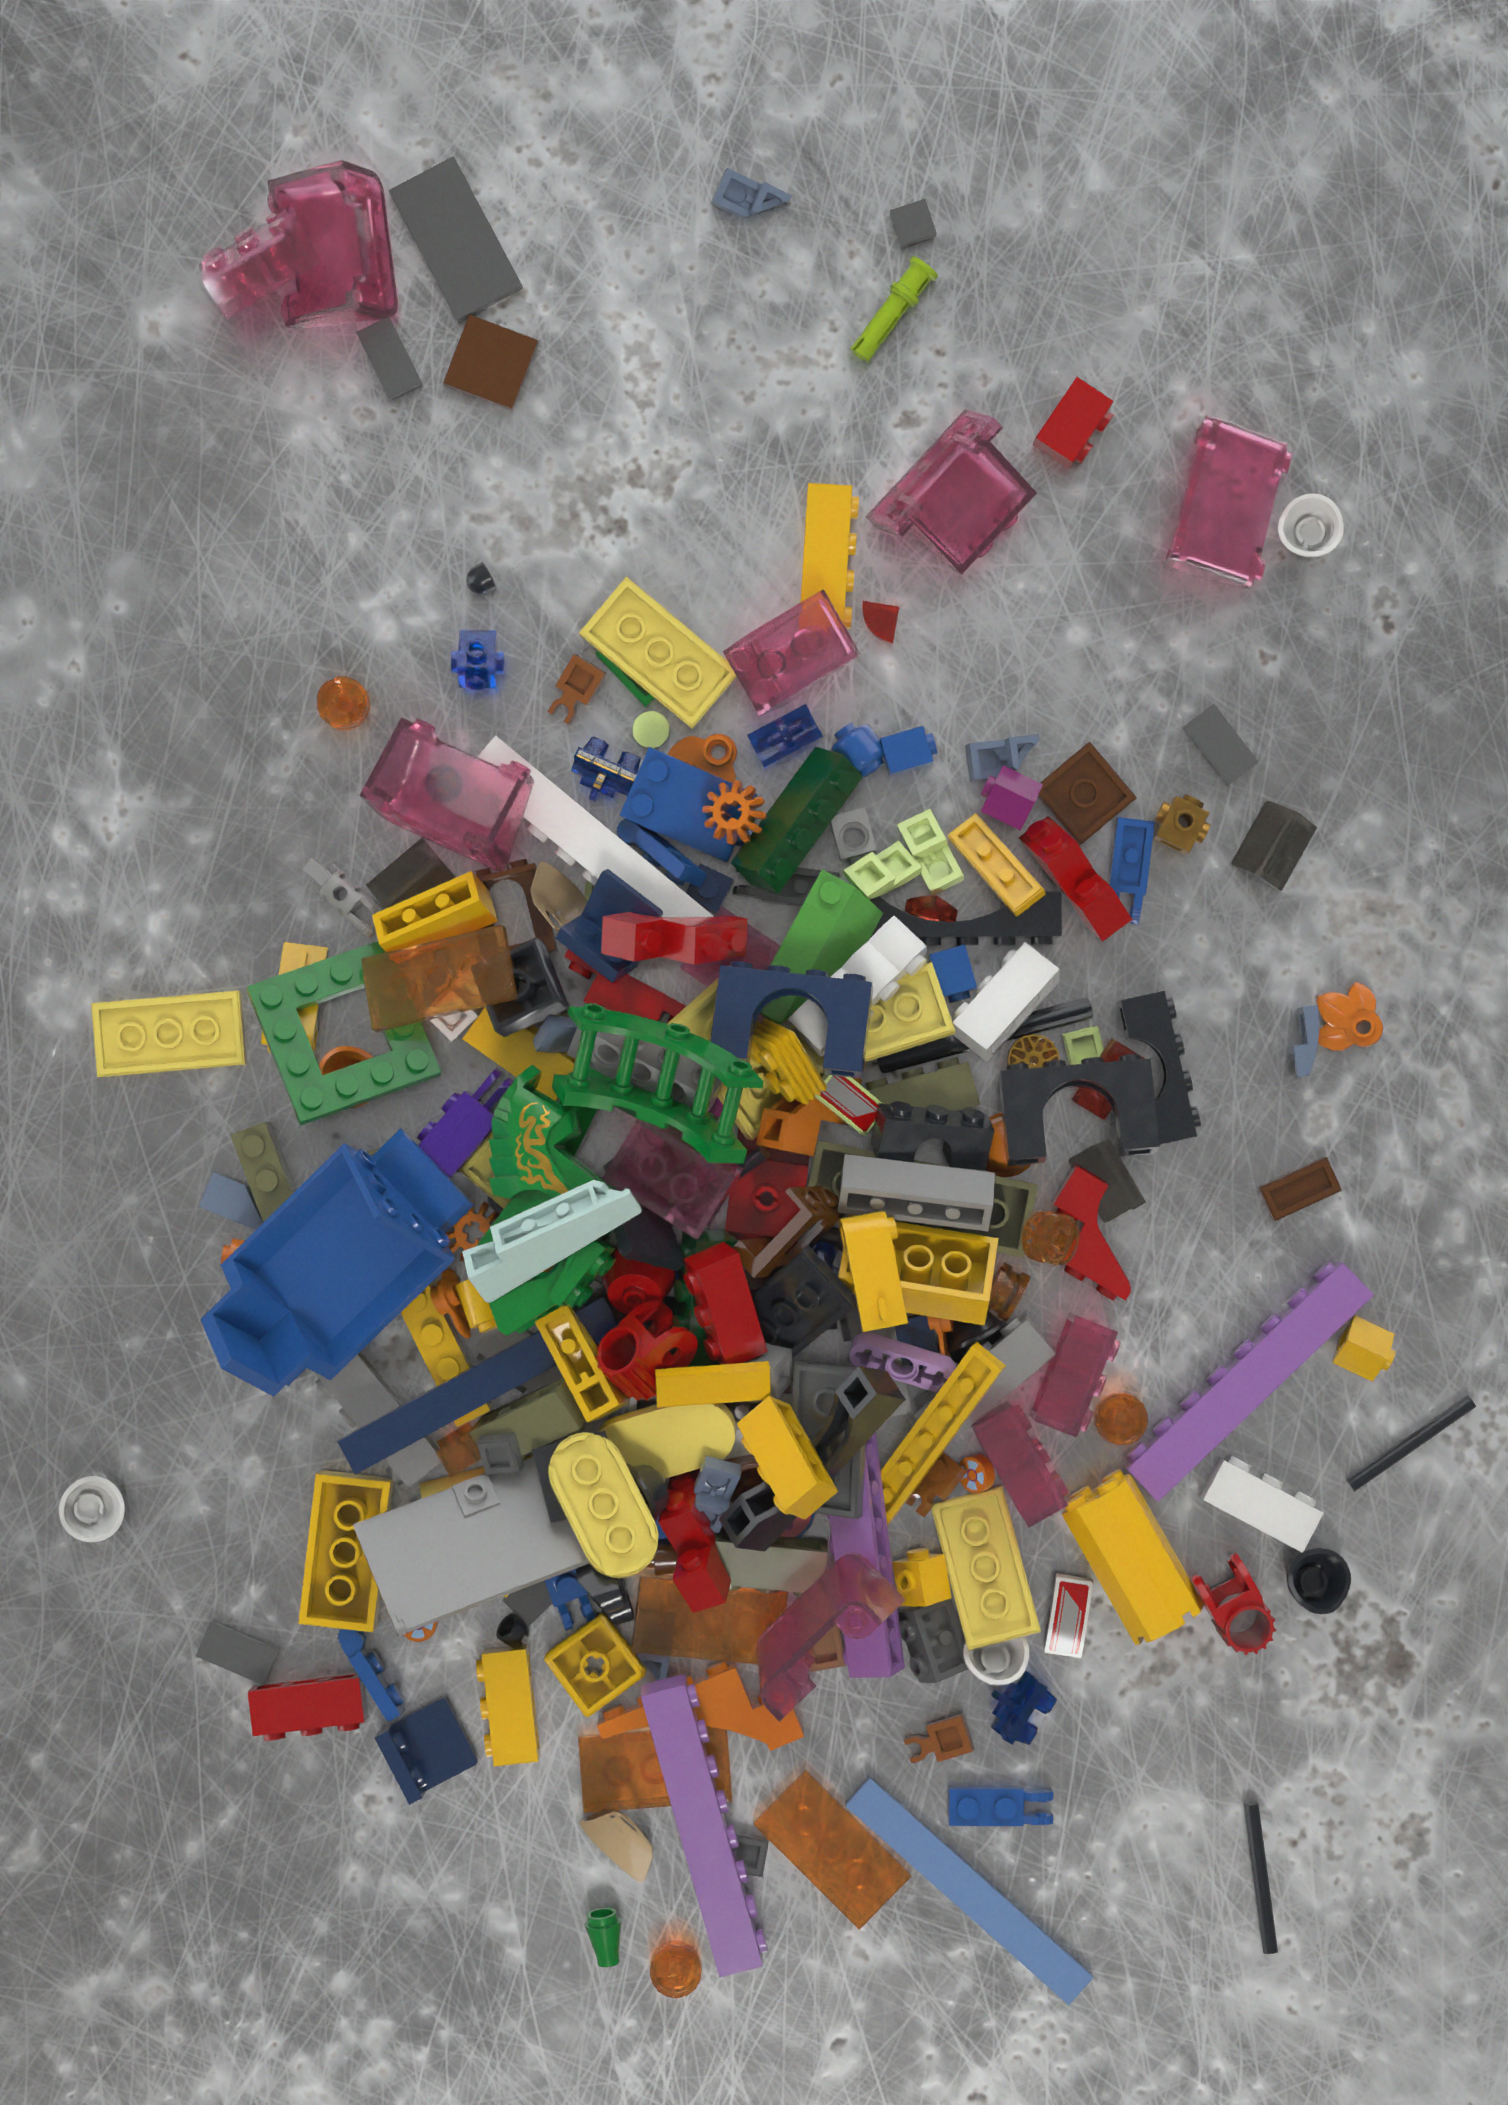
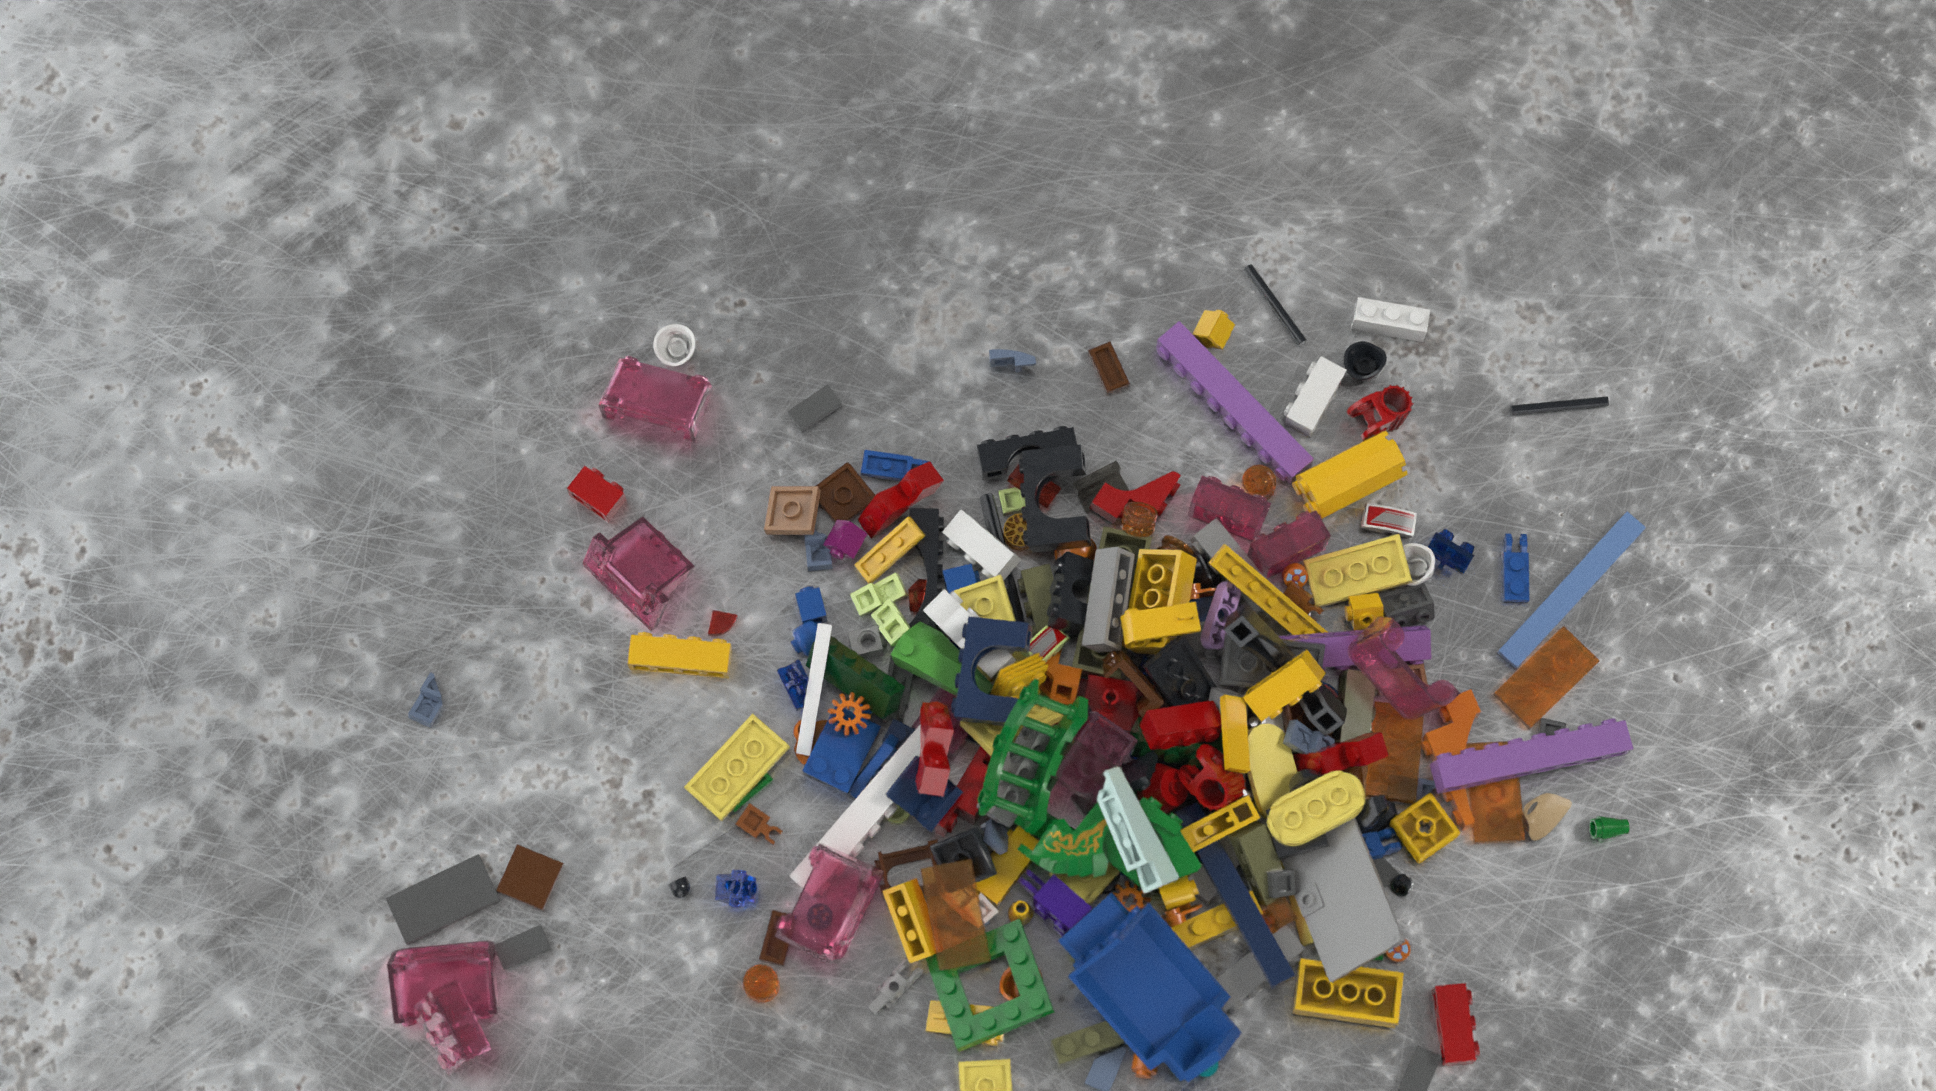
camera: 90 degrees left, 15 degrees down
(370, 1669) = (1428, 981): blue hinge -> none
(390, 713) = (773, 948): none -> reddish brown tile
(410, 875) = (883, 940): clear smoke panel -> none
(426, 1749) = (1483, 944): dark blue bracket -> none
(467, 1077) = (1025, 917): none -> yellow cone
(509, 1705) = (1453, 887): yellow brick -> none
(555, 893) = (900, 838): tan piece -> none
(602, 774) = (818, 806): clear blue hips -> none
(651, 730) = (788, 776): yellowish green tile -> none
(675, 1969) = (1629, 781): clear orange wheel -> none
(775, 759) = (814, 689): none -> white sticker
(791, 653) = (742, 675): clear pink slope -> none
(903, 296) = (503, 601): lime pin -> none
(913, 223) = (454, 594): dark grey tile -> none
(946, 1739) = (1471, 600): dark orange plate -> none
(1054, 716) = (792, 510): none -> medium nougat plate
(1178, 837) = (867, 432): pearl gold brick -> none
(1274, 844) = (882, 376): clear smoke panel -> none
(1344, 1015) = (996, 337): orange plate -> none
(1389, 1621) = (1390, 319): none -> white brick

